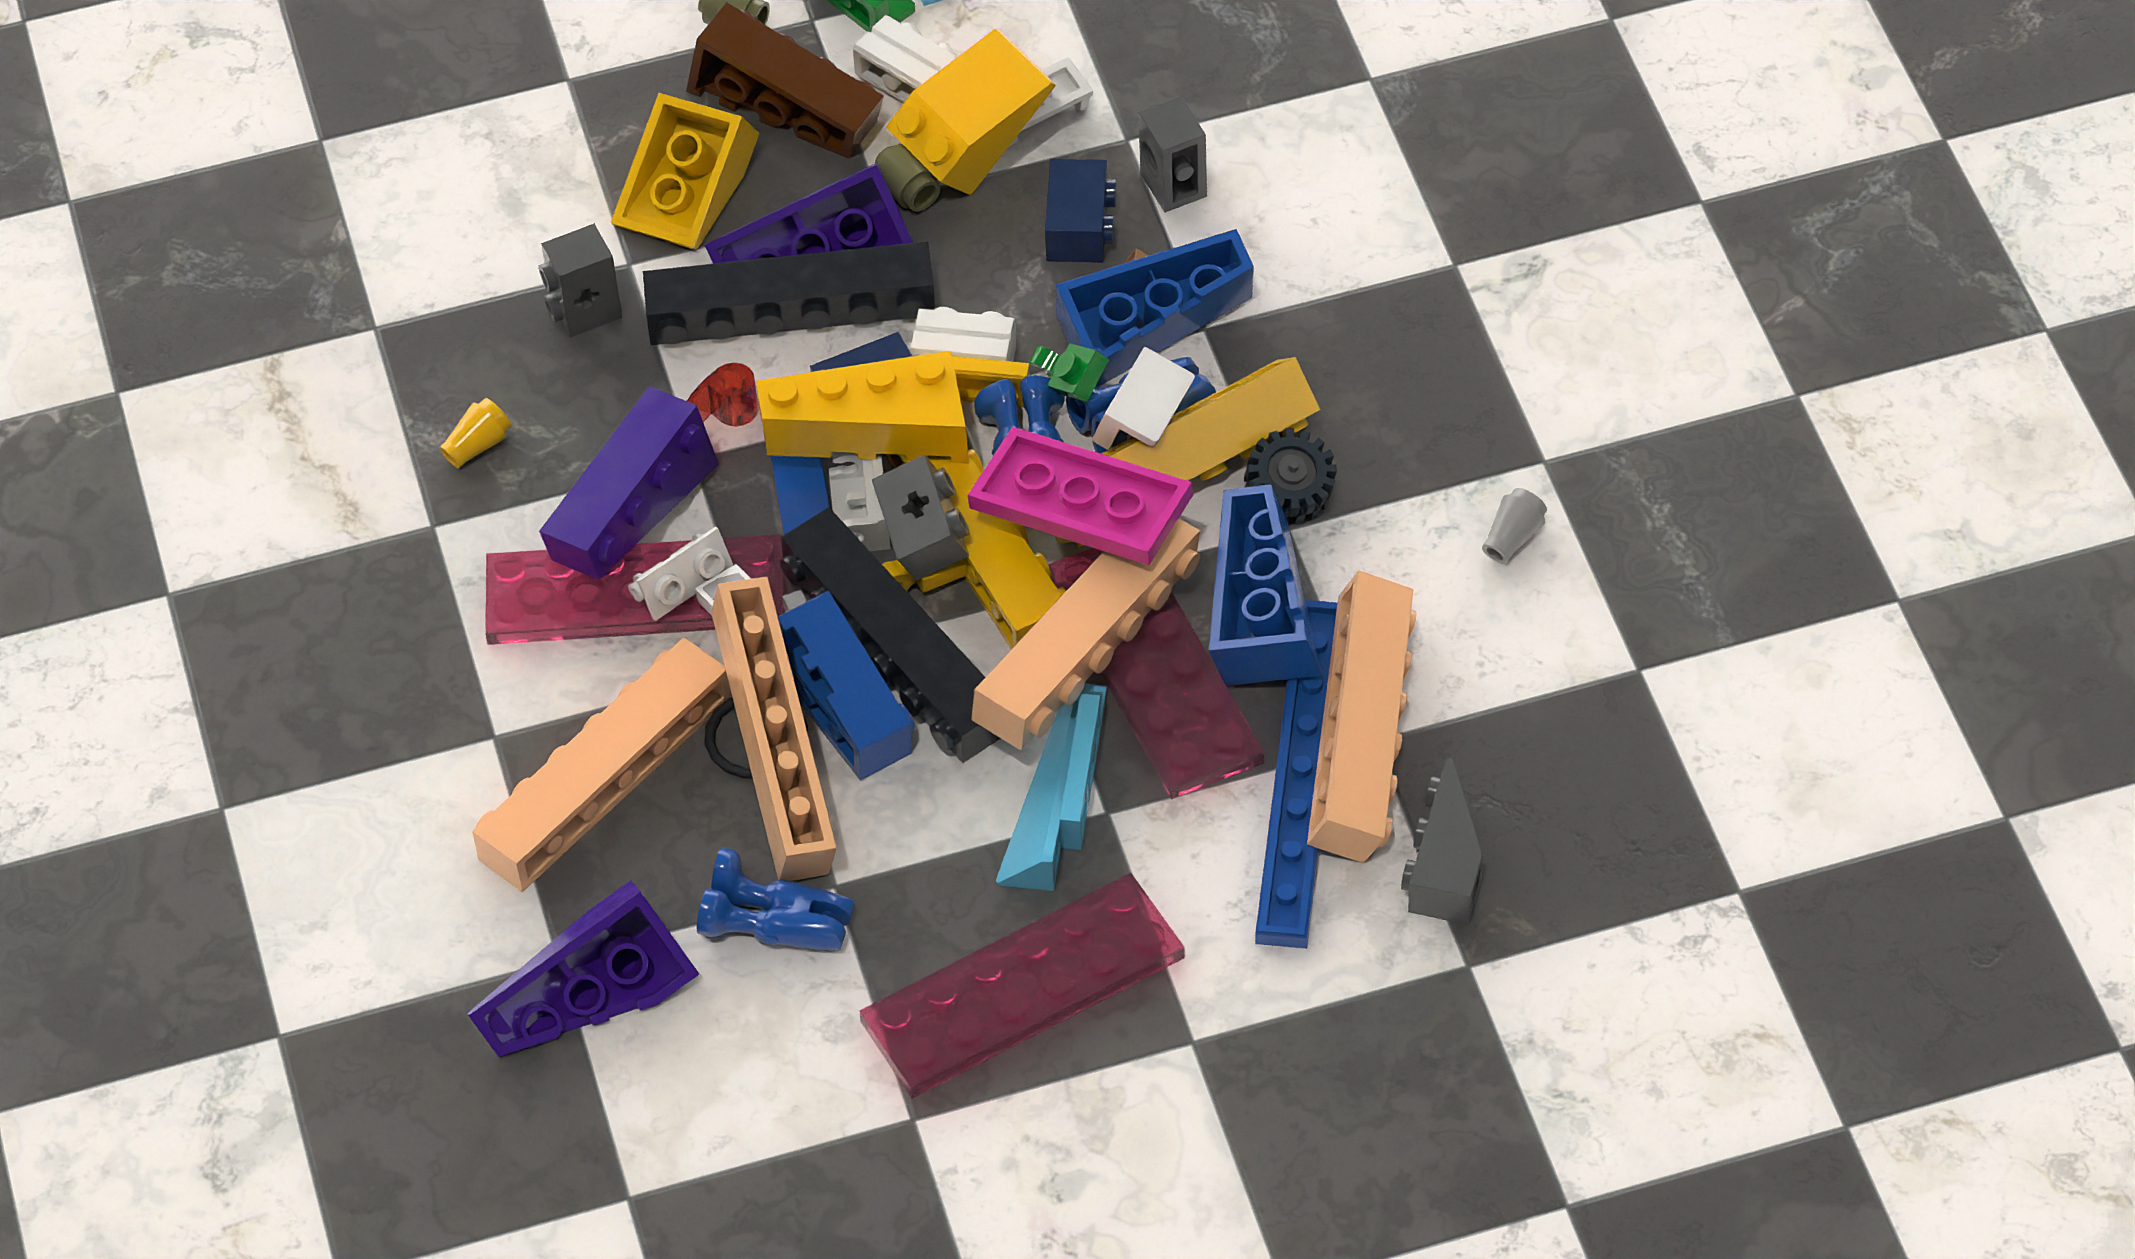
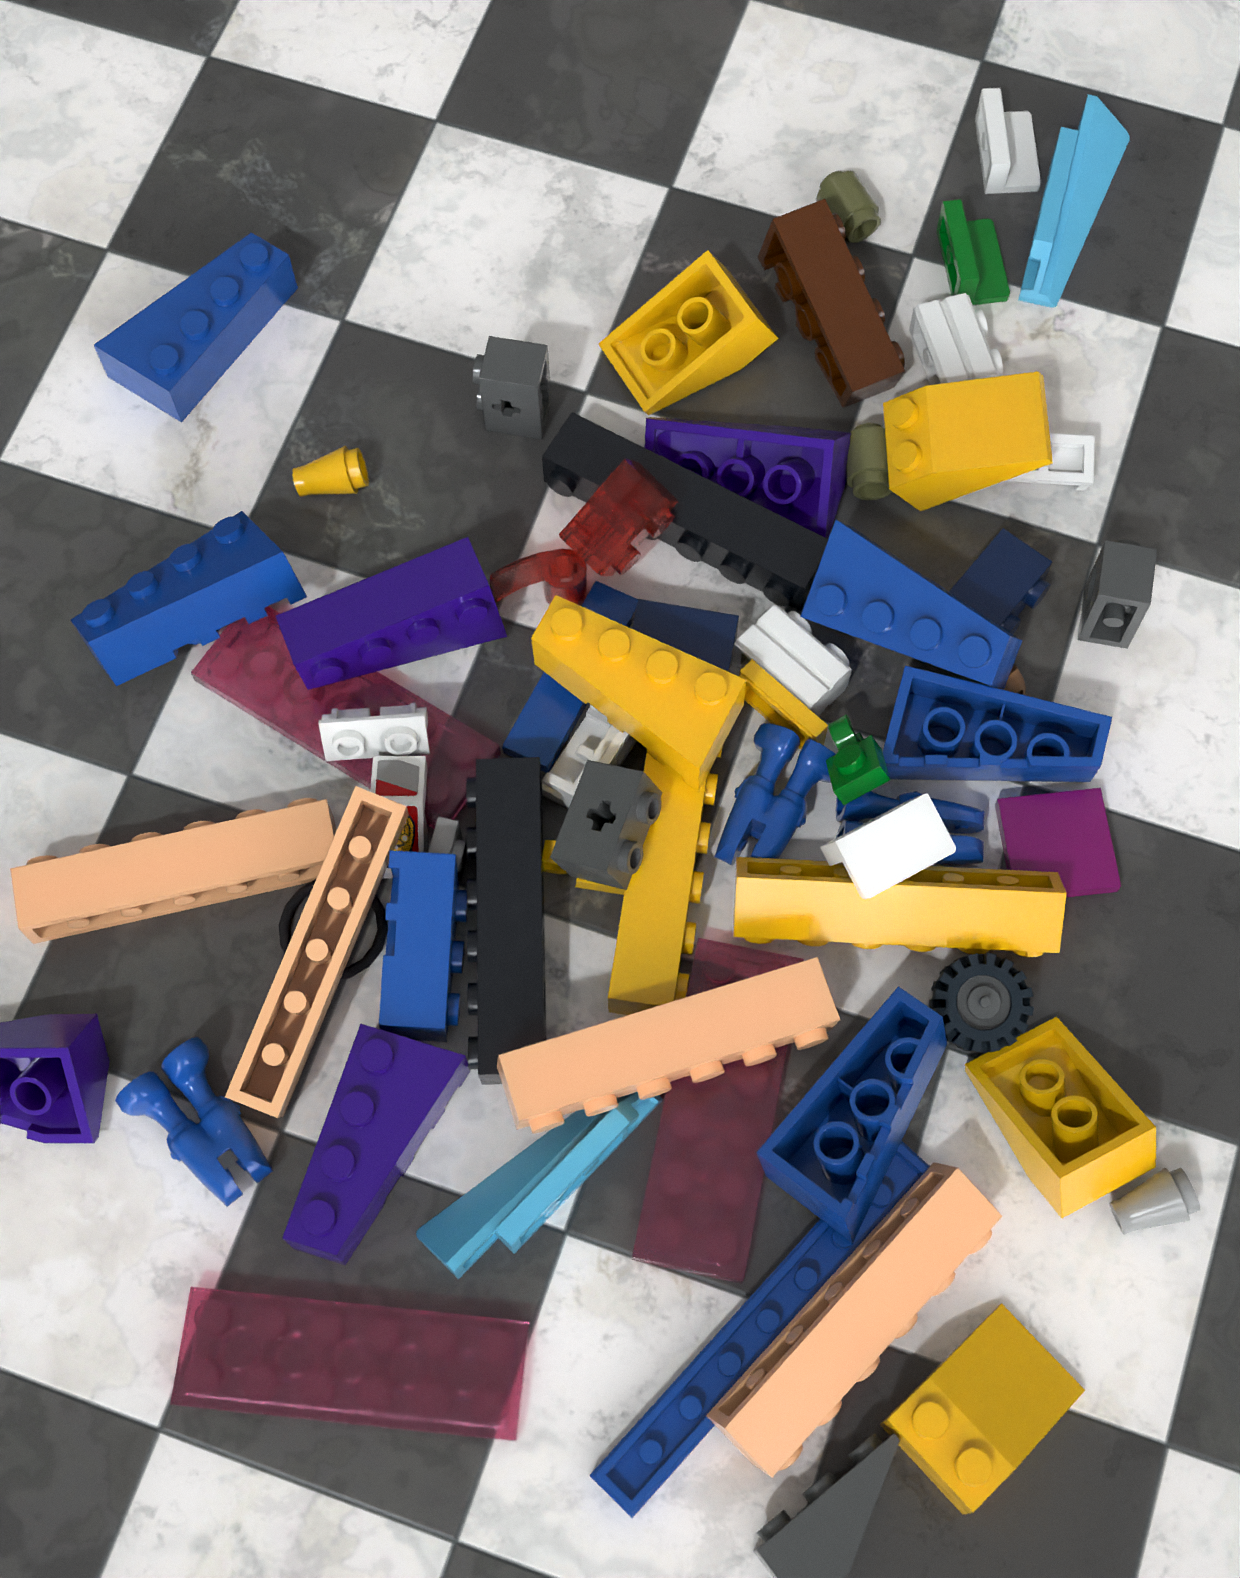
camera: 35 degrees right, 15 degrees up
(264, 400) = (199, 327): none -> blue wedge
(446, 574) = (188, 599): none -> blue wedge
(750, 317) = (619, 519): none -> clear red brick
(907, 818) = (374, 1126): none -> dark purple wedge
(1021, 254) = (896, 607): none -> blue wedge
(1080, 495) = (751, 914): dark pink plate -> none
(1257, 338) = (1061, 835): none -> magenta tile
(1408, 511) = (1064, 1117): none -> yellow slope
(1495, 725) = (983, 1410): none -> yellow slope

